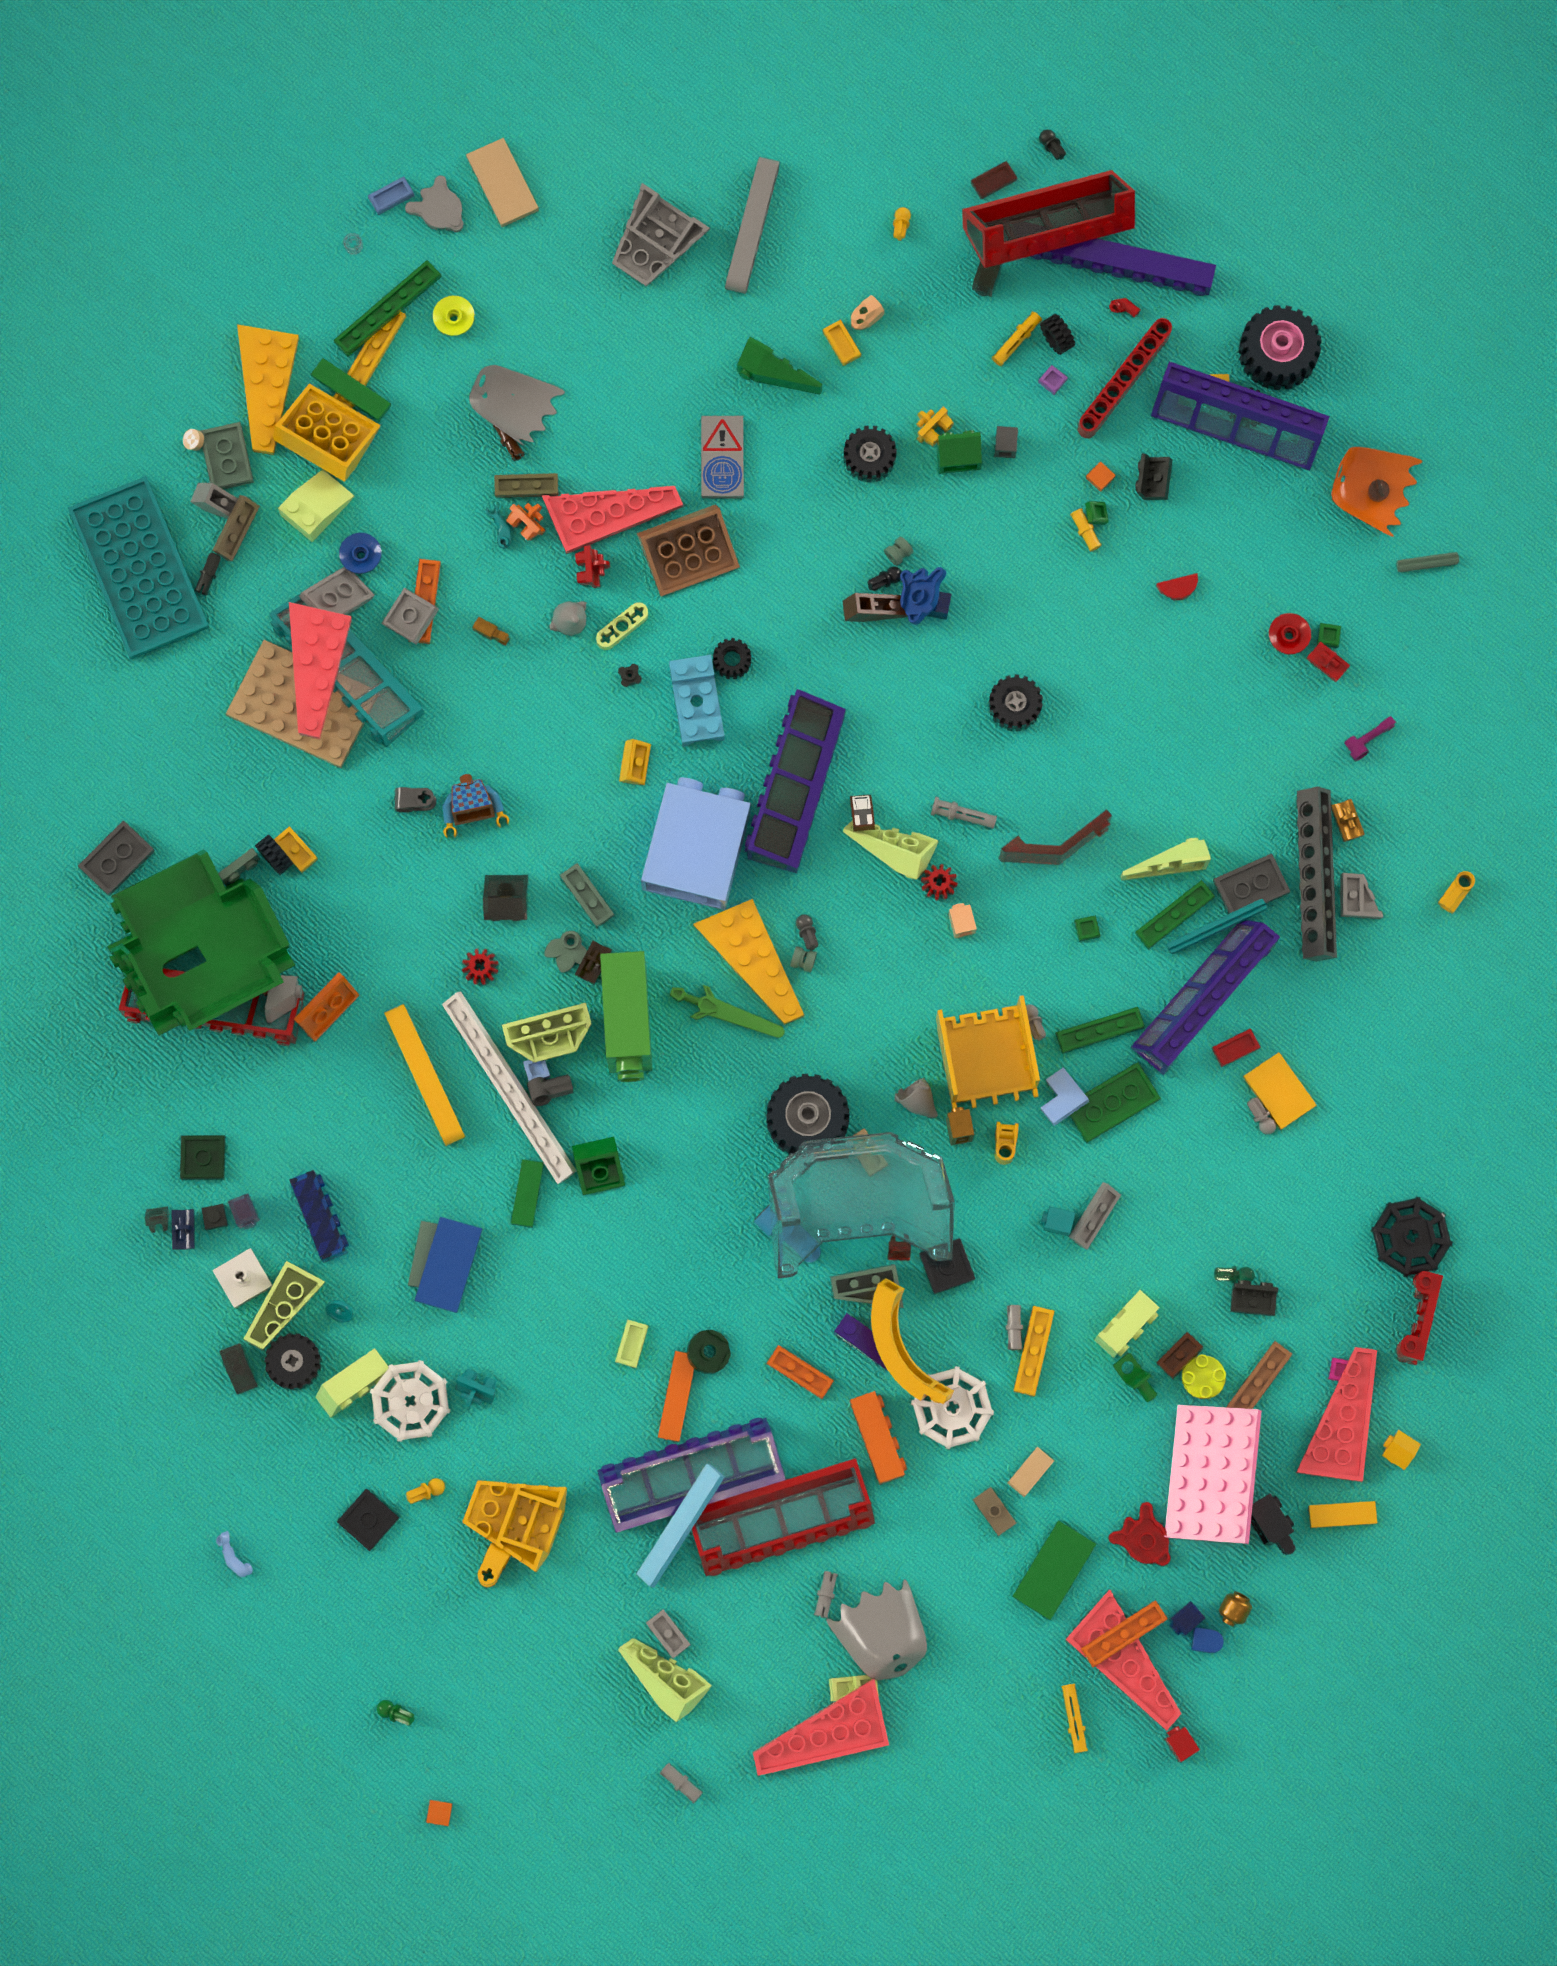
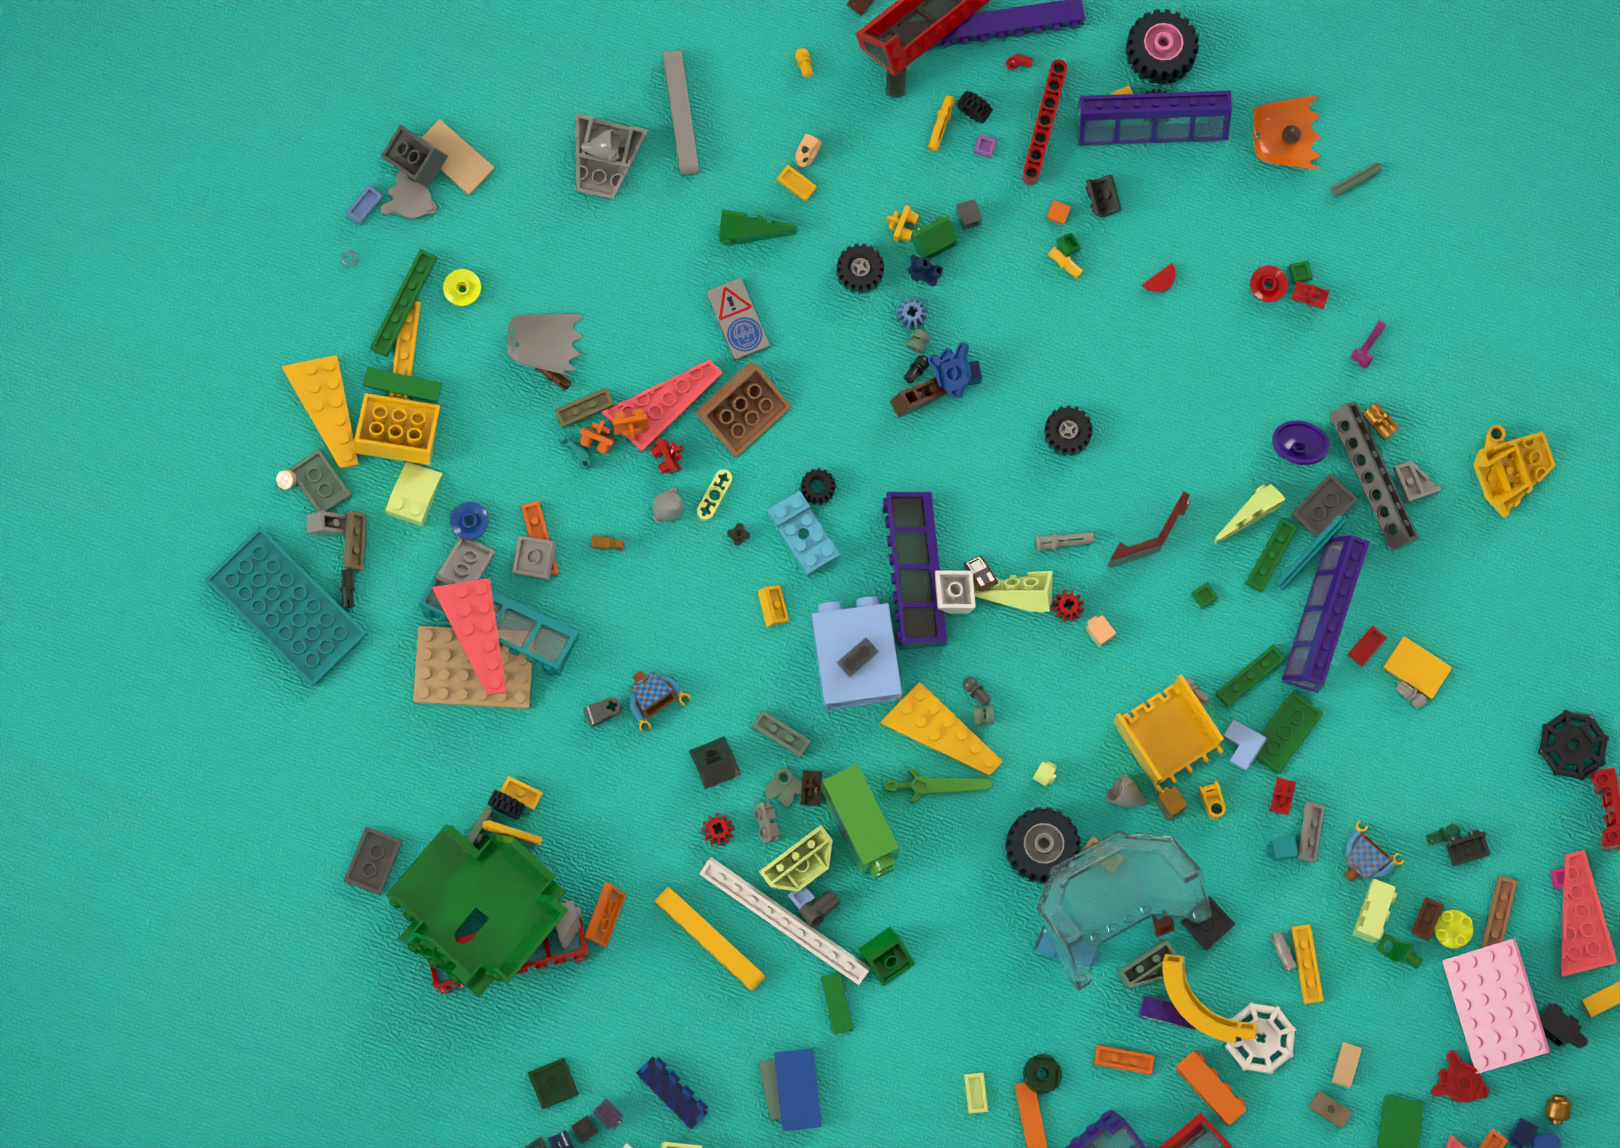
camera: 25 degrees left, 0 degrees up
(267, 885) = (511, 832): none -> yellow tile
(461, 165) = (414, 156): none -> dark grey slope
(534, 971) = (768, 831): none -> light grey hinge
(564, 519) = (630, 425): none -> orange hips
(658, 227) = (604, 146): none -> light grey hat
(694, 845) = (857, 657): none -> clear smoke plate
(826, 819) = (955, 591): none -> white slope
(842, 1044) = (1044, 774): none -> yellowish green plate
(896, 516) = (904, 315): none -> medium blue gear
(933, 480) = (922, 270): none -> dark blue hips
(1080, 1166) = (1282, 796): none -> red hips
(1142, 1265) = (1367, 857): none -> torso
(1253, 809) = (1300, 442): none -> dark purple dish
(1466, 924) = (1512, 470): none -> yellow wedge

